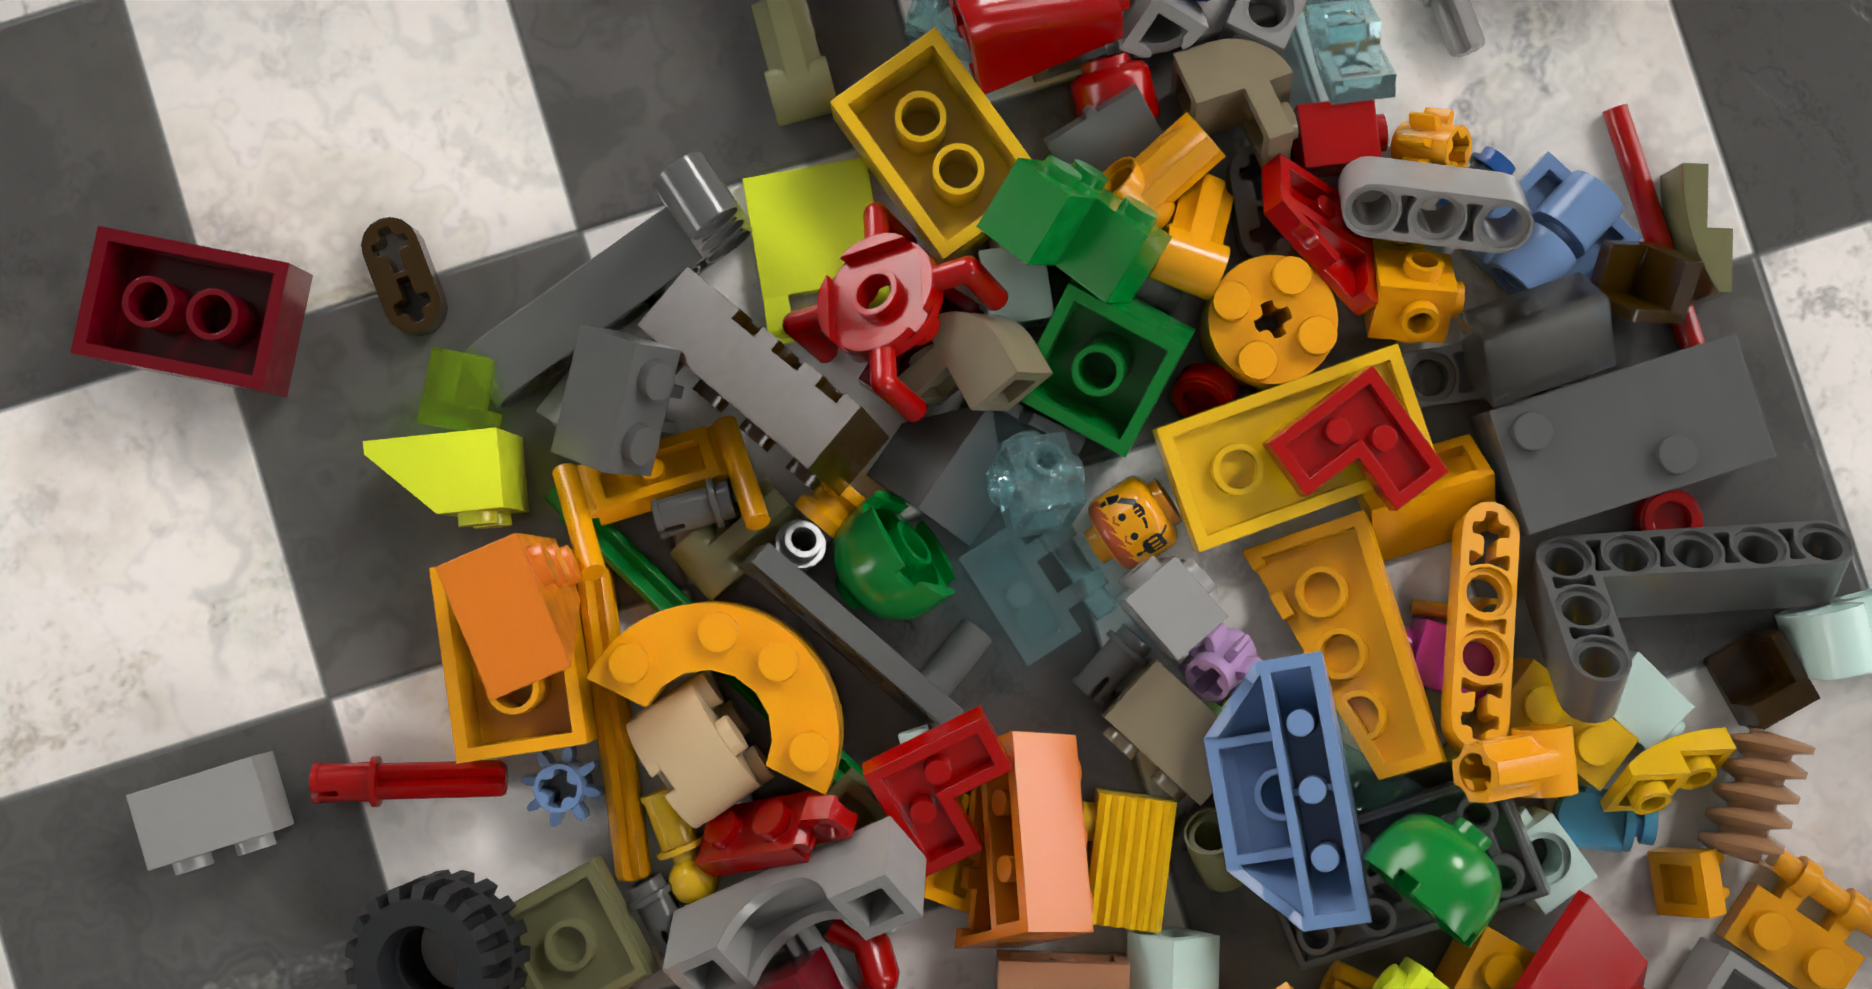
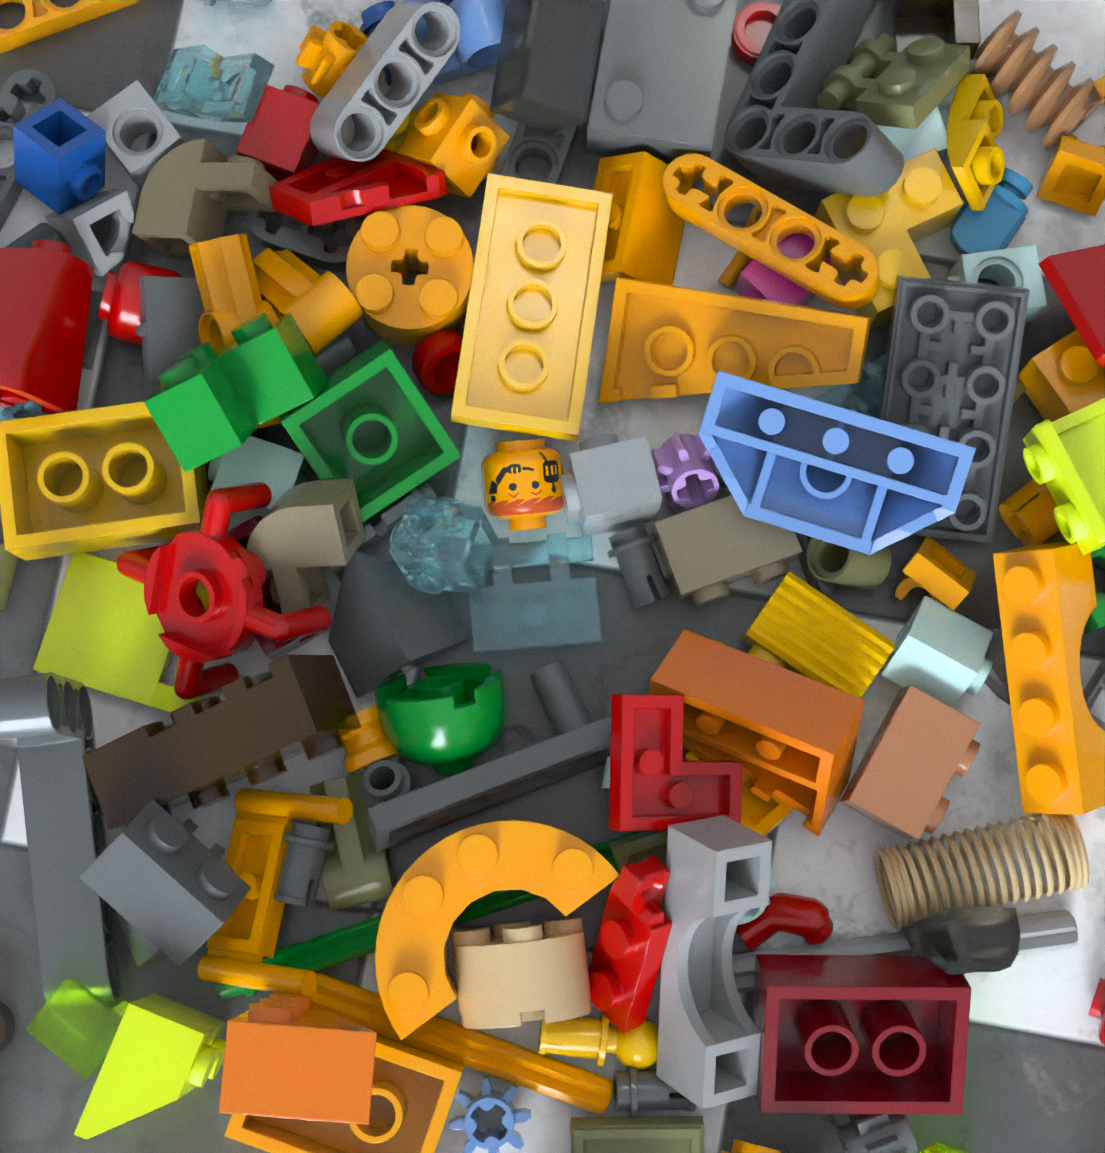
camera: 60 degrees left, 5 degrees down
(1246, 936) = (937, 572): none -> light orange tile
(1363, 426) = (540, 239): red plate -> none
(1440, 872) = (963, 369): green cylinder -> none
(1527, 764) = (904, 255): light orange piece -> none
(1685, 682) = (893, 85): none -> olive plate

